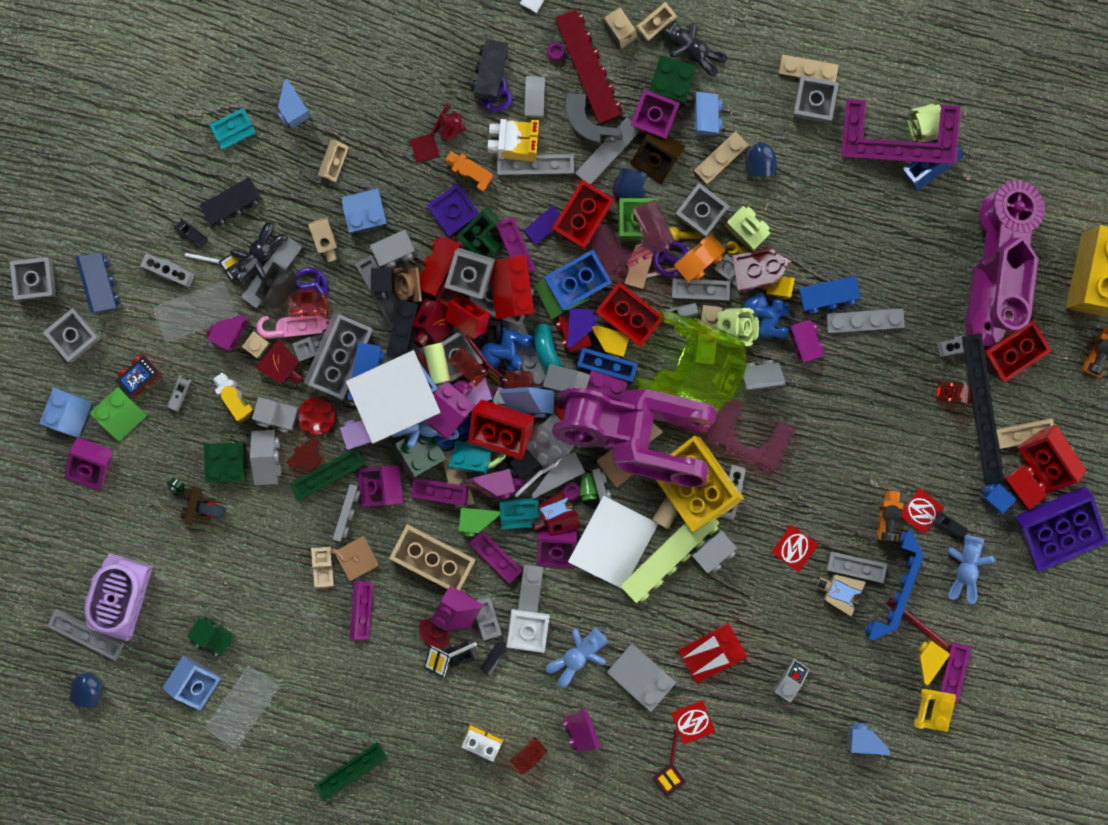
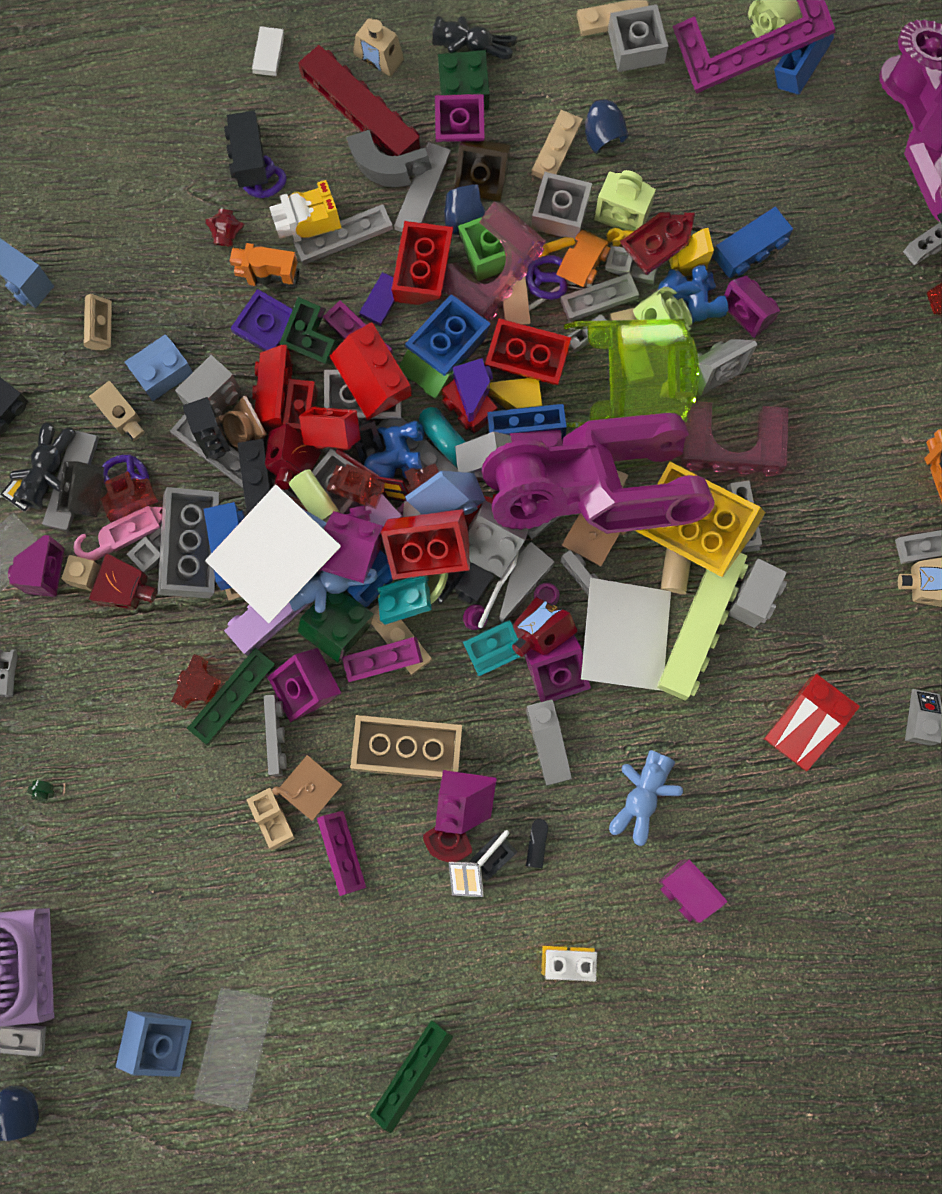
camera: 20 degrees left, 10 degrees down
(207, 508) = (90, 802): dark brown plate -> none
(212, 635) = (156, 967): dark green brick -> none
(224, 462) = (93, 734): dark green brick -> none
(233, 398) = (67, 643): yellow hips -> none
(265, 457) = (140, 707): light grey brick -> none
(276, 414) = (130, 647): light grey brick -> none
(316, 416) = (191, 631): red dish -> none
(425, 146) = (204, 267): dark red piece -> none
(470, 273) = (311, 371): light grey brick -> none
(475, 520) = (443, 674): bright green slope -> none
(487, 619) = (510, 799): light grey slope -> none
(492, 485) = (444, 622): magenta slope -> none
(495, 556) = (486, 713): magenta plate -> none
(528, 631) = (566, 791): white tile -> none
(528, 756) = (636, 955): clear red brick -> none
(534, 96) = (310, 161): light grey slope -> none
(556, 51) = (315, 105): magenta plate -> none
(588, 489) = (566, 583): bright green cone -> none
(641, 677) = (736, 791): light grey slope -> none
(656, 21) = (417, 28): tan brick -> none
(669, 778) = (827, 909): piece -> none
(693, 722) = (825, 822): red sticker -> none
(707, 114) = (519, 101): medium blue slope -> none
(794, 548) = (849, 554): red sticker -> none
(865, 320) = (808, 258): light grey plate -> none

